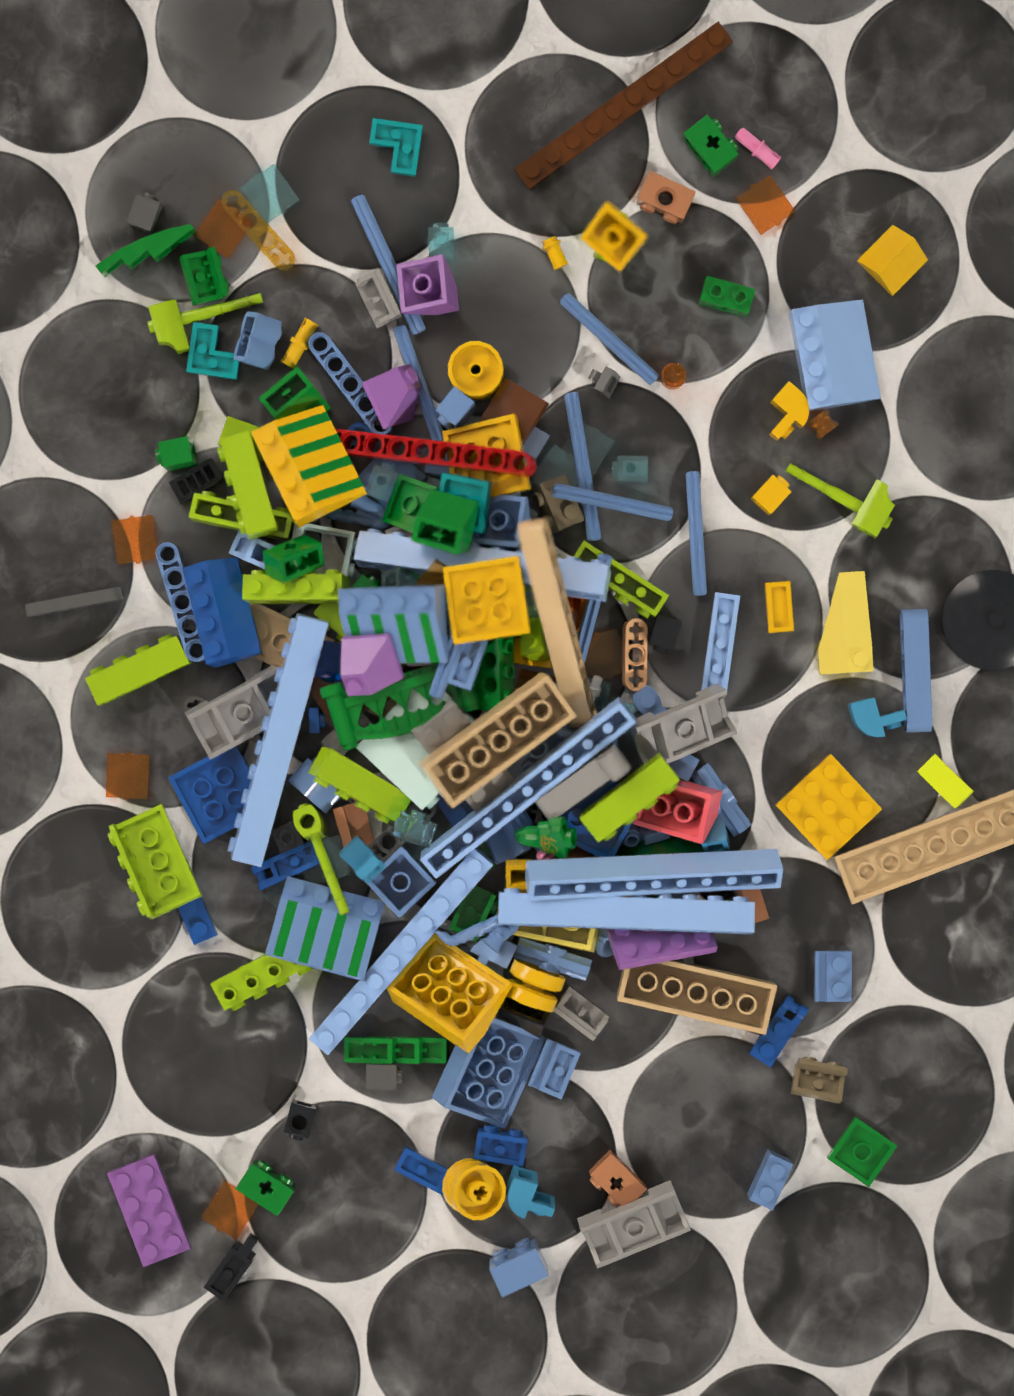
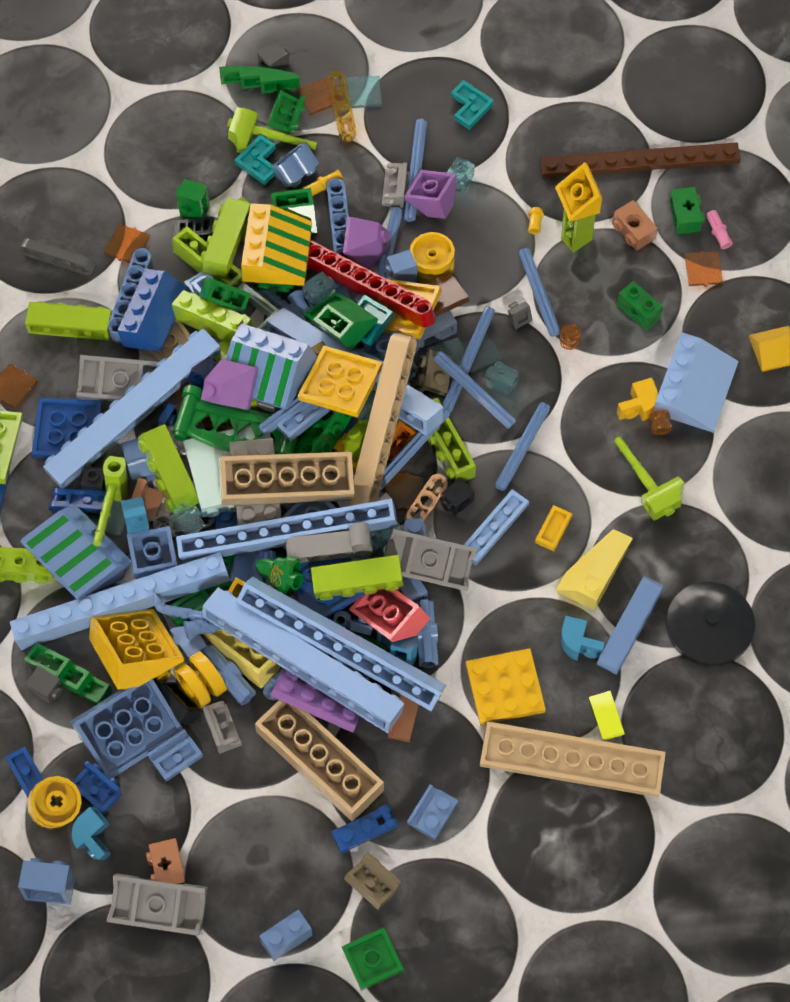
camera: 30 degrees right, 25 degrees down
(771, 494) = (593, 447): yellow brick -> none

